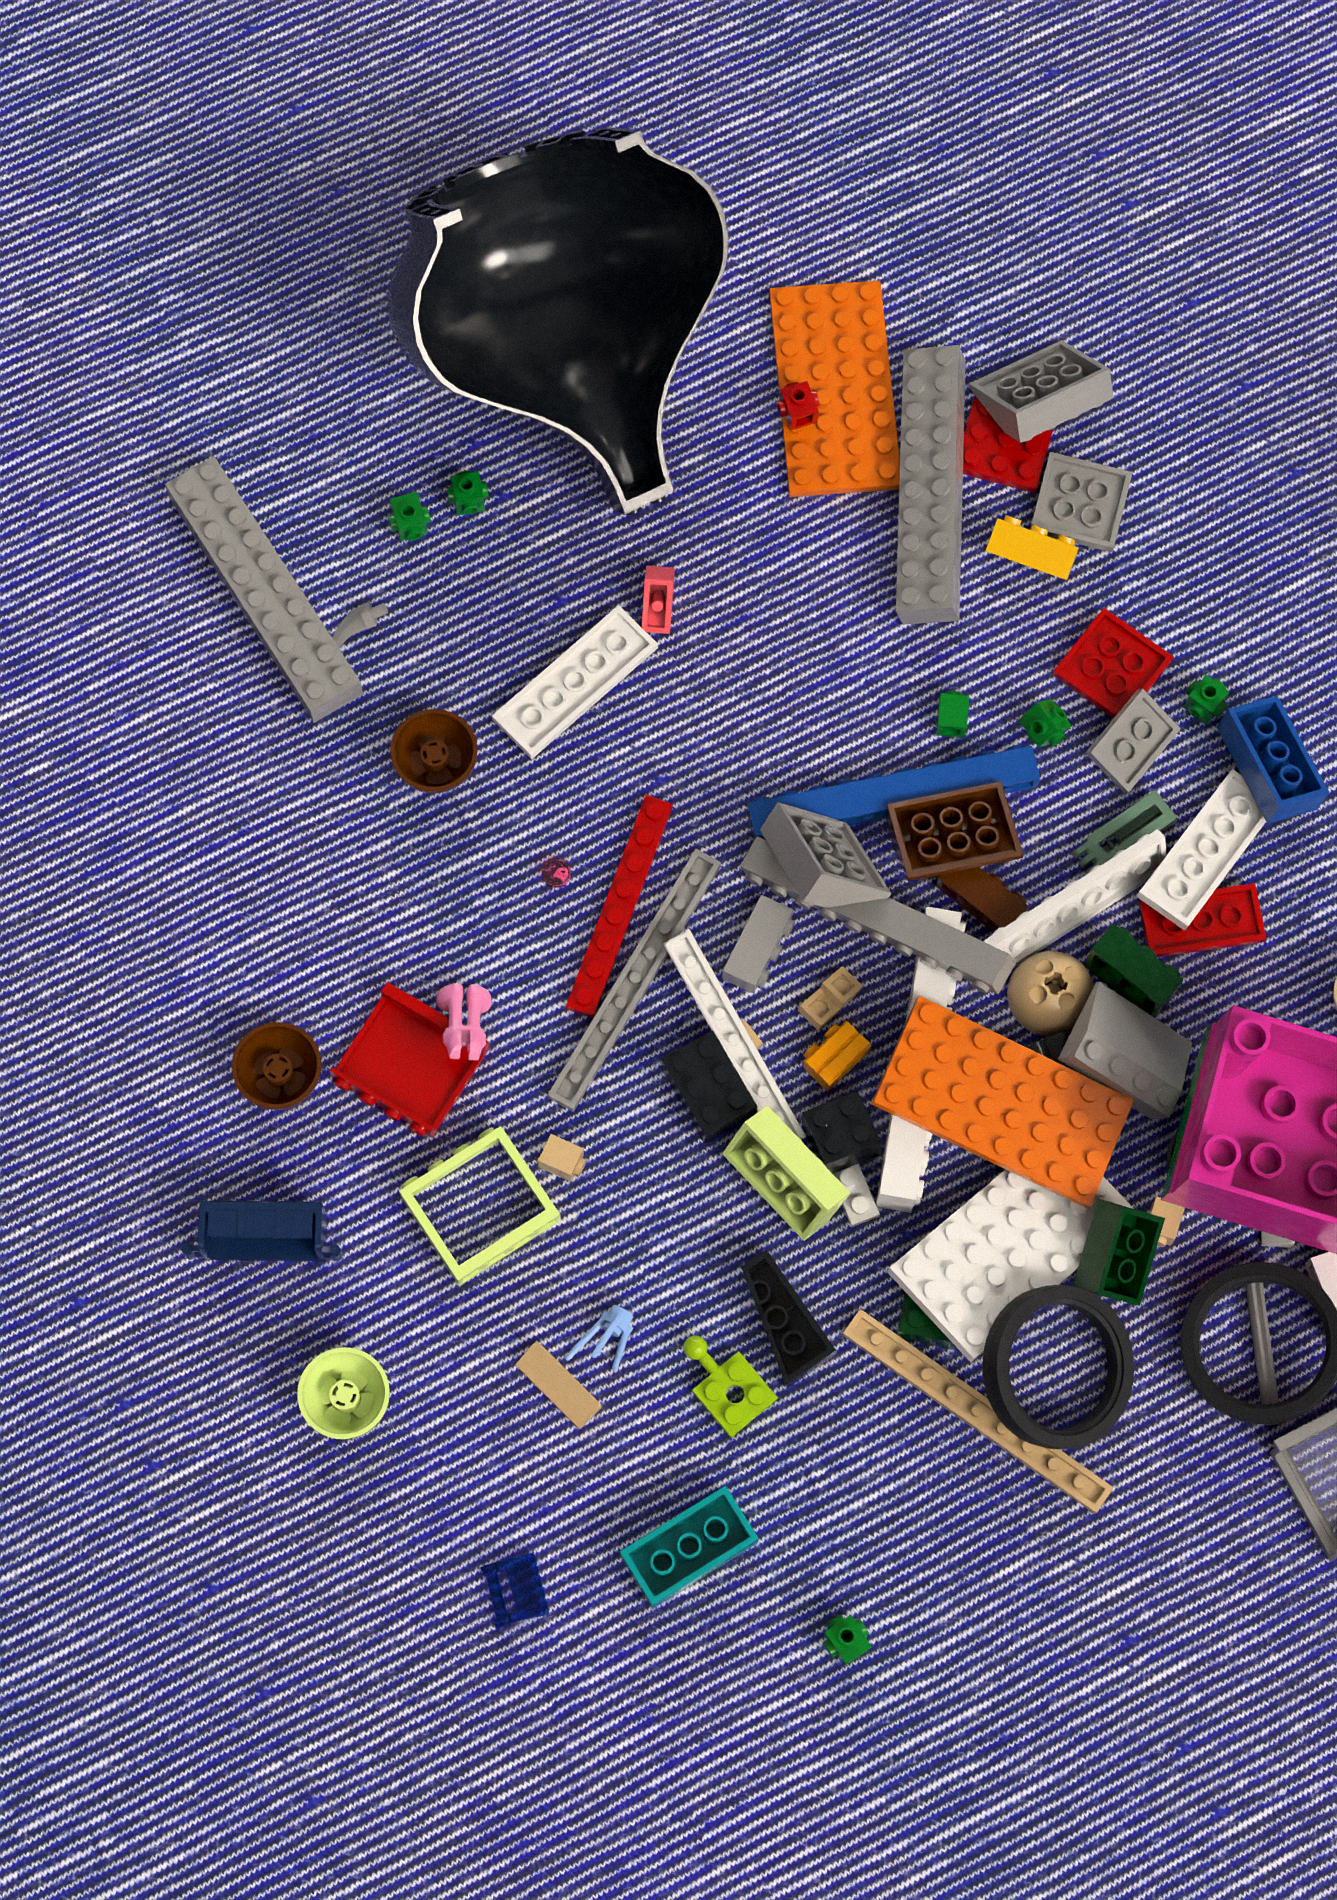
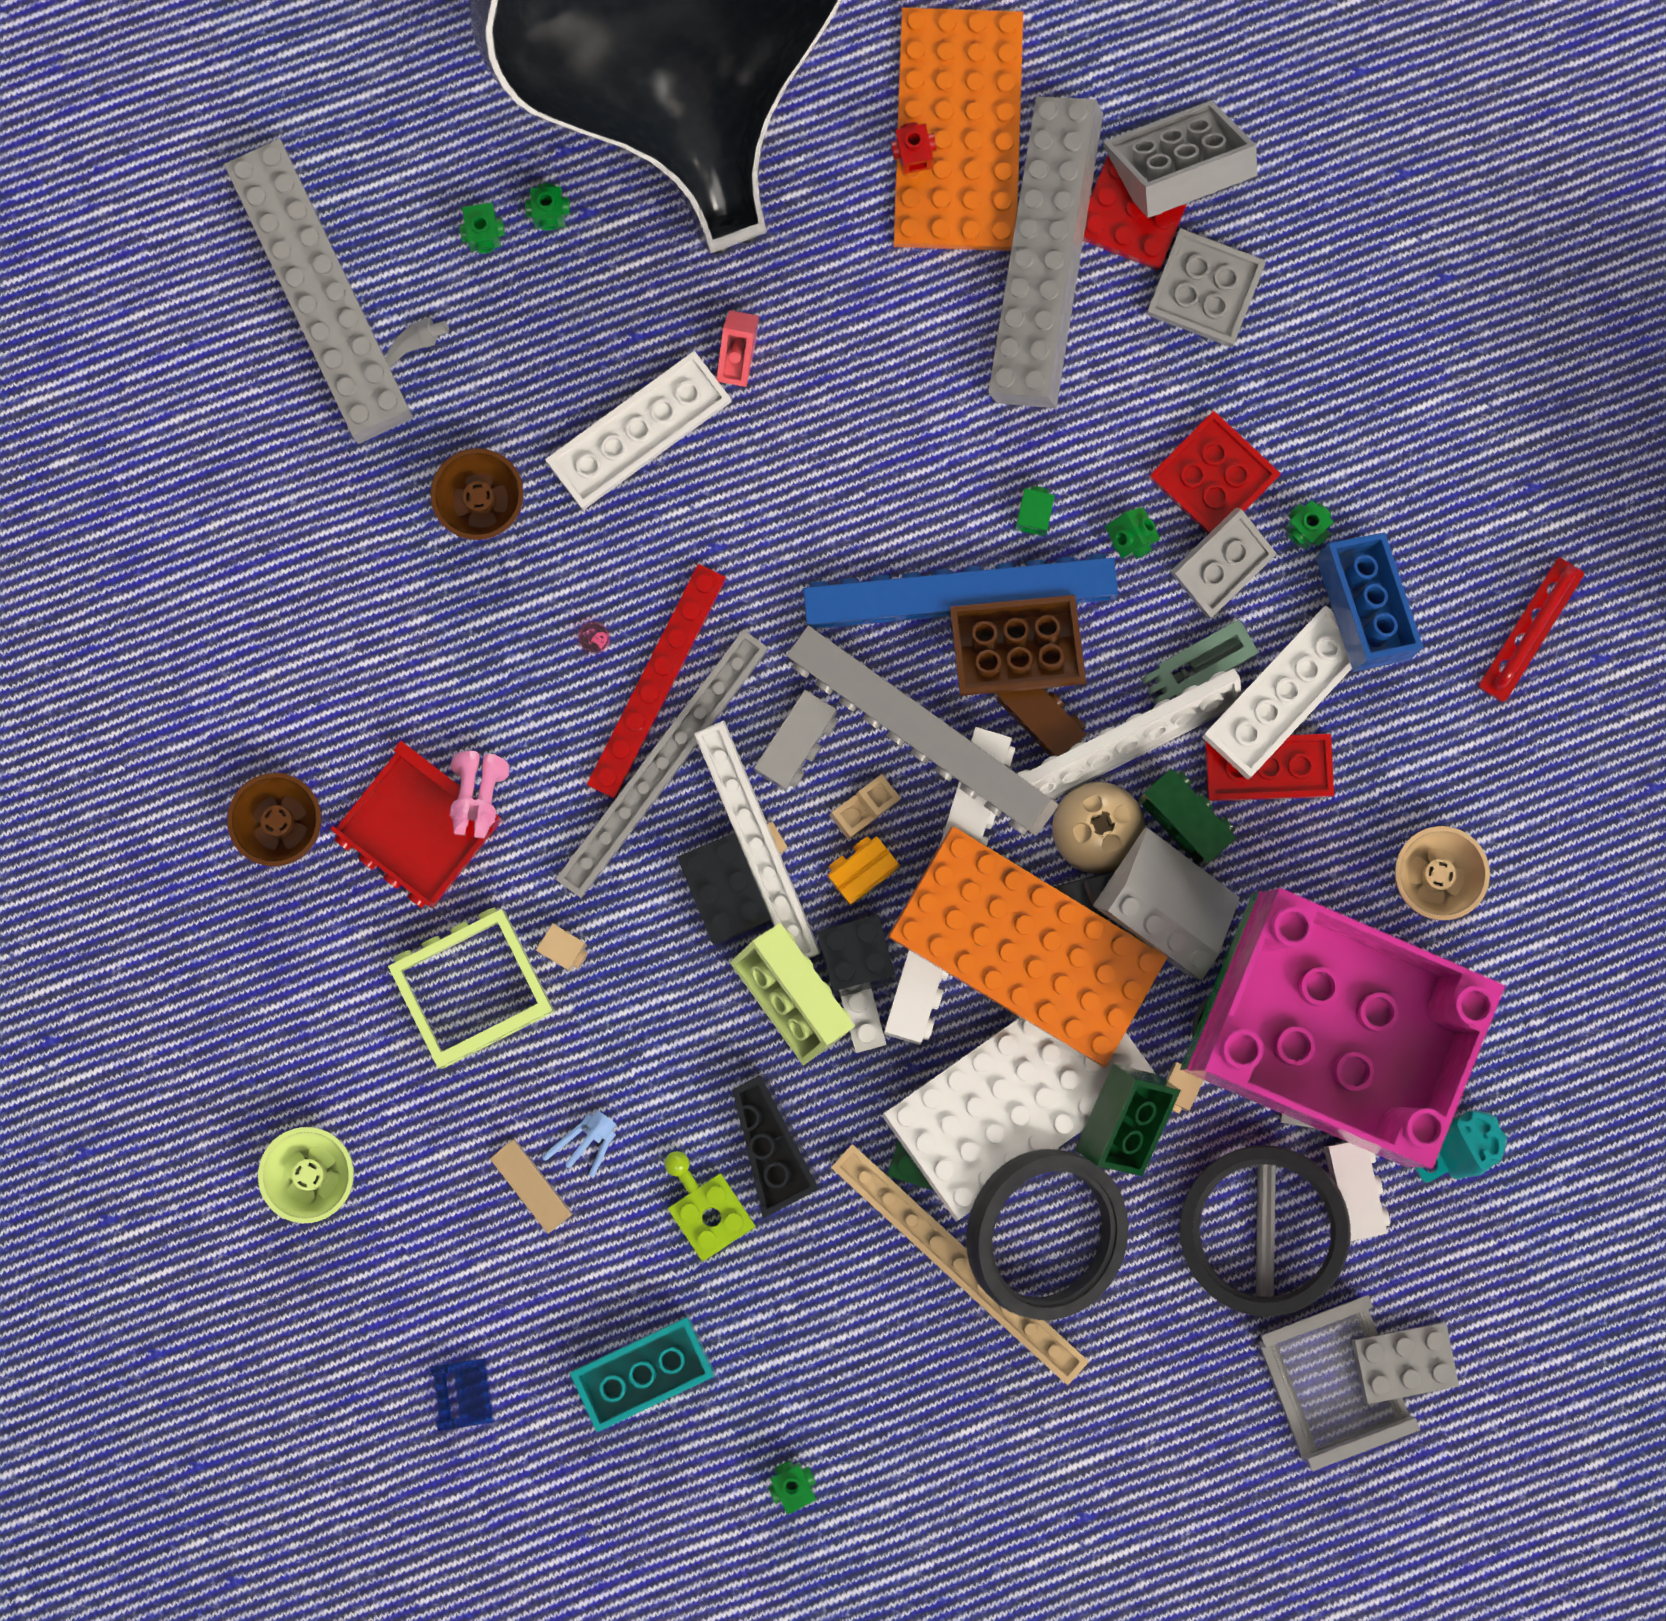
camera: 10 degrees right, 10 degrees up
(262, 1232) = (242, 993): dark blue container -> none
(822, 858) = (871, 663): light grey slope -> none
(1033, 547) = (1146, 335): yellow brick -> none

